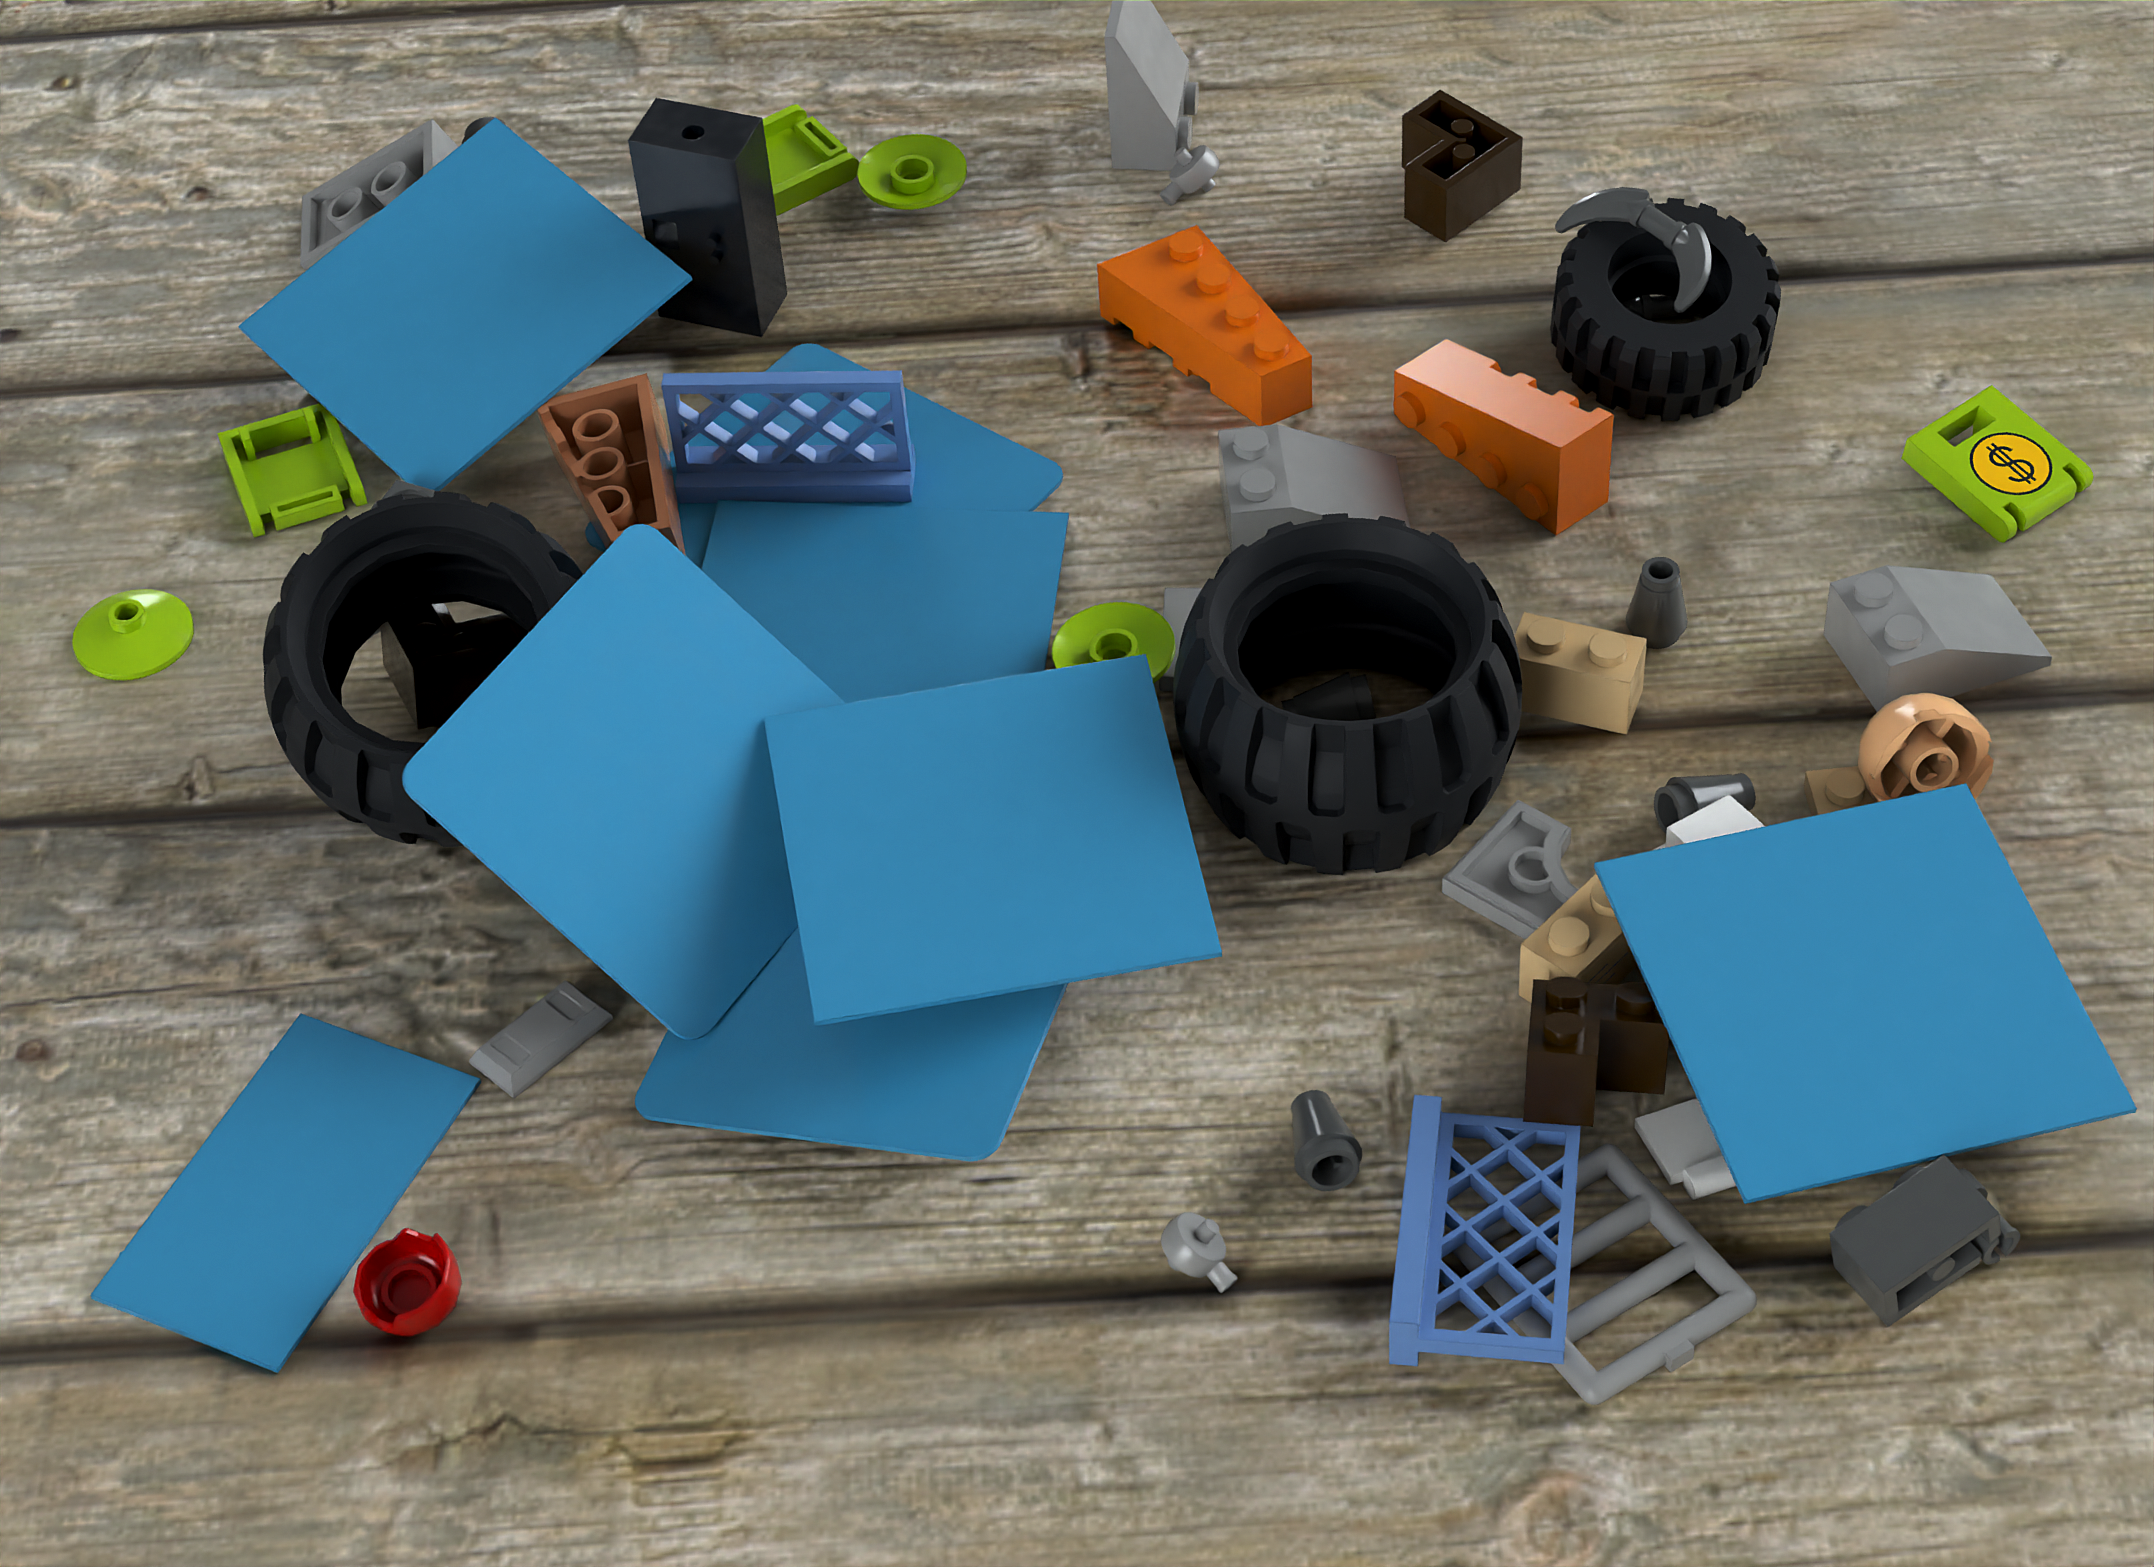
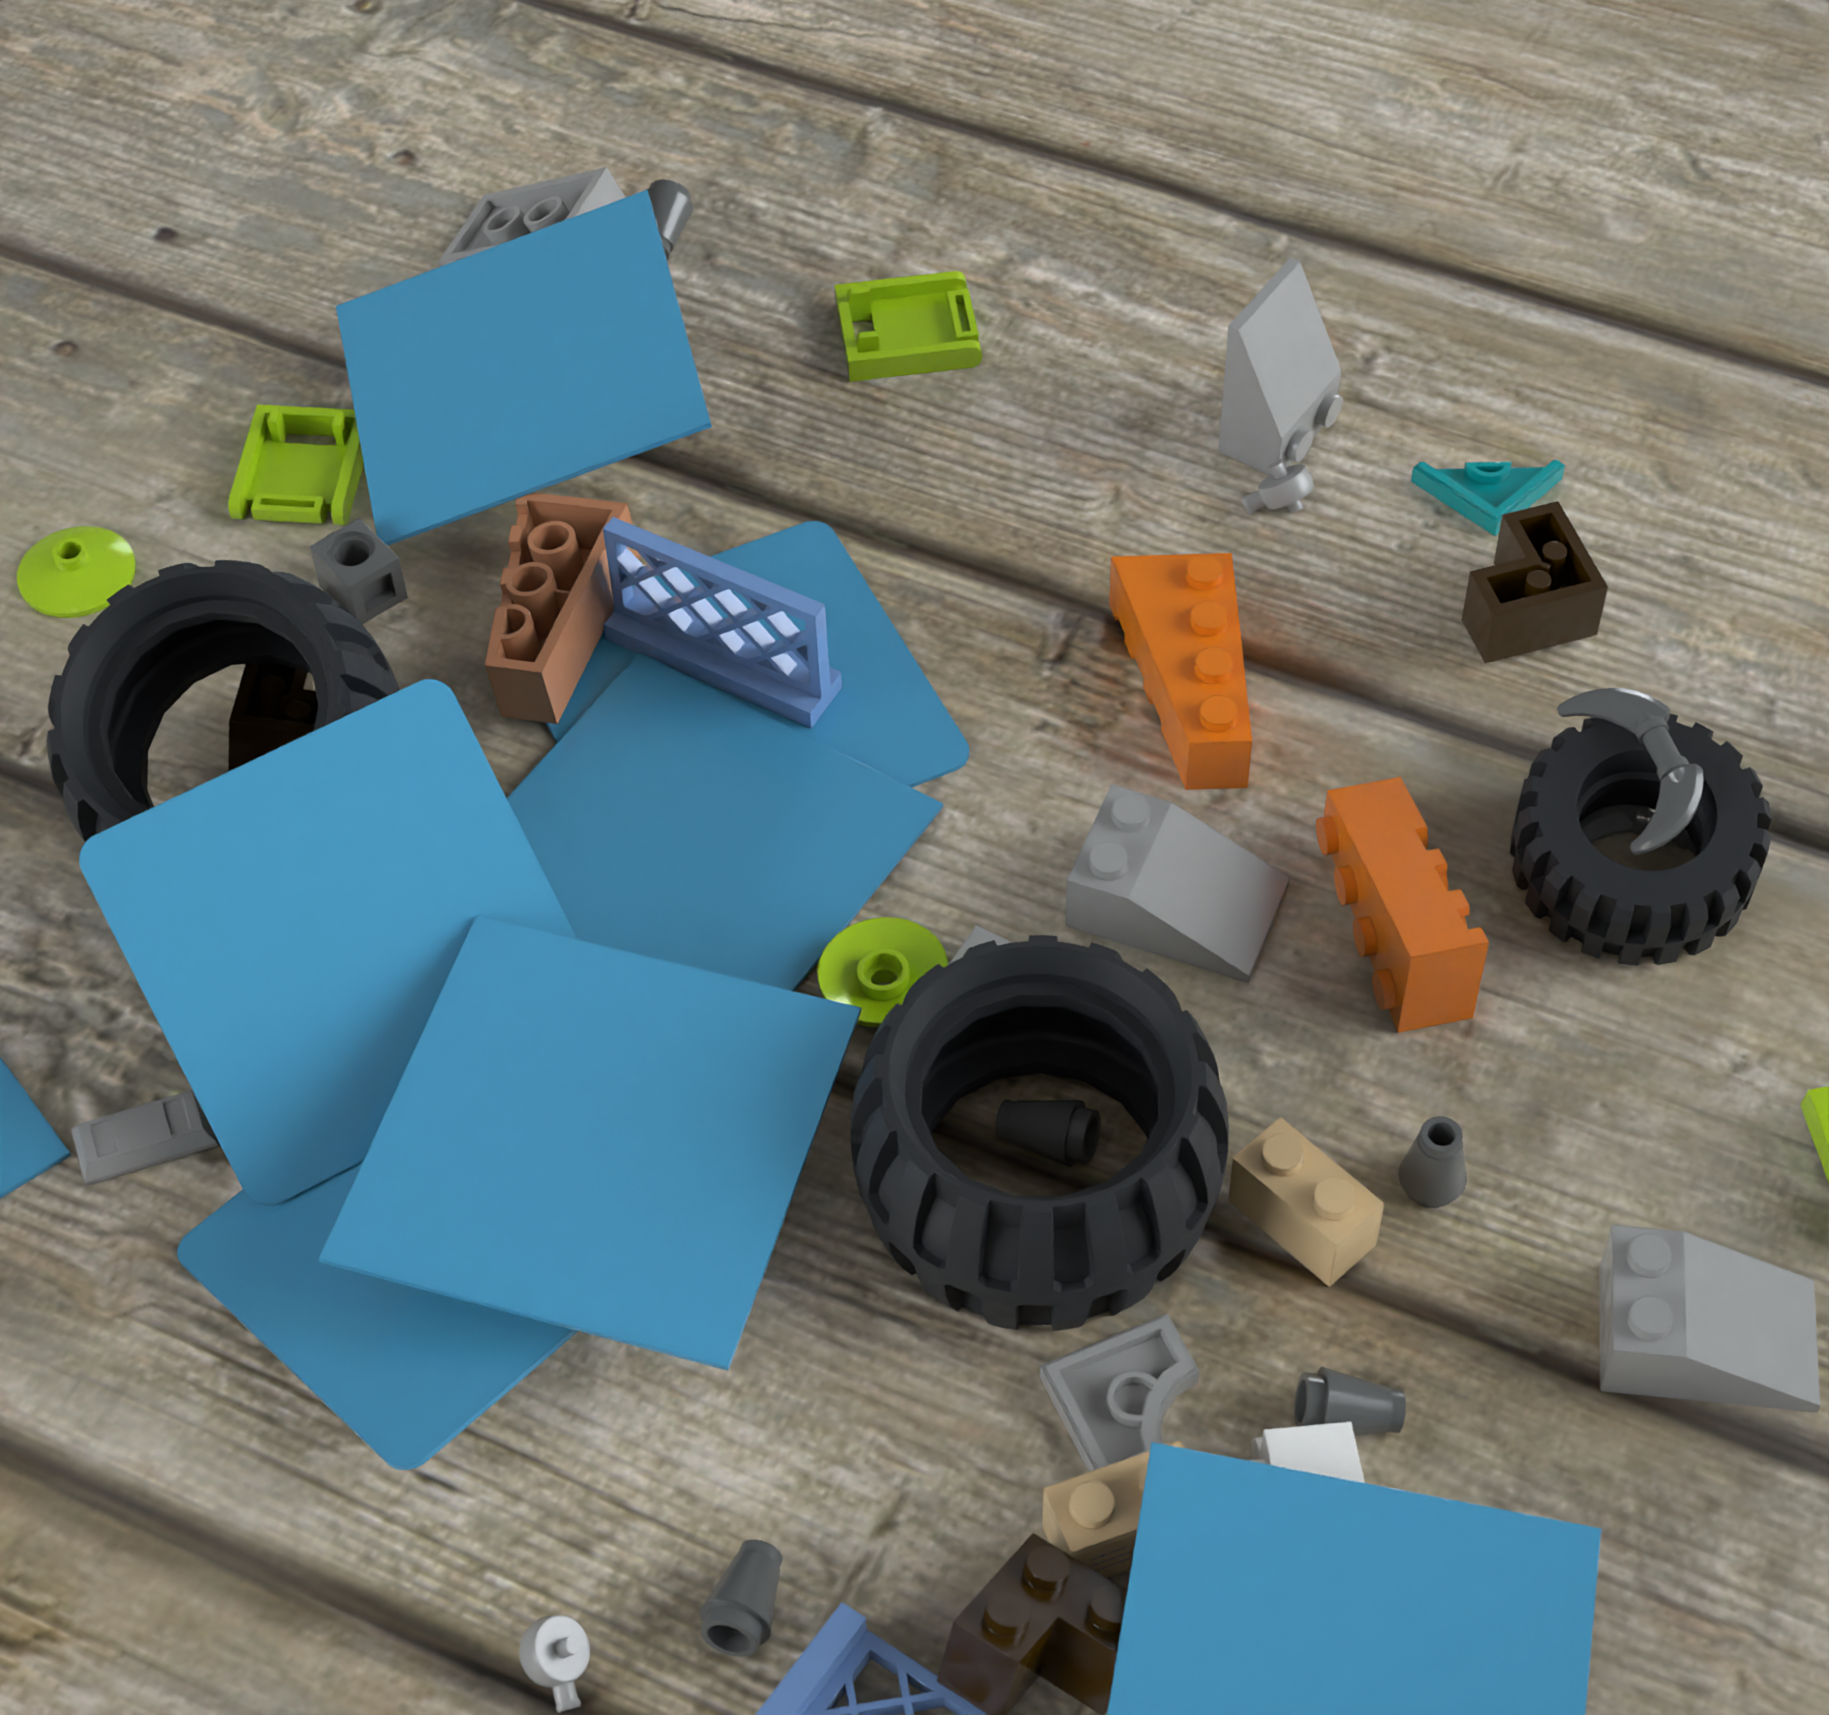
camera: 25 degrees right, 5 degrees up
(711, 212) = (769, 365): black brick -> none
(912, 171) = (1018, 384): lime dish -> none
(1357, 116) = (1488, 488): none -> teal tile
(1835, 790) = (1496, 1468): tan plate -> none
(1923, 746) = (1595, 1465): light nougat cylinder -> none

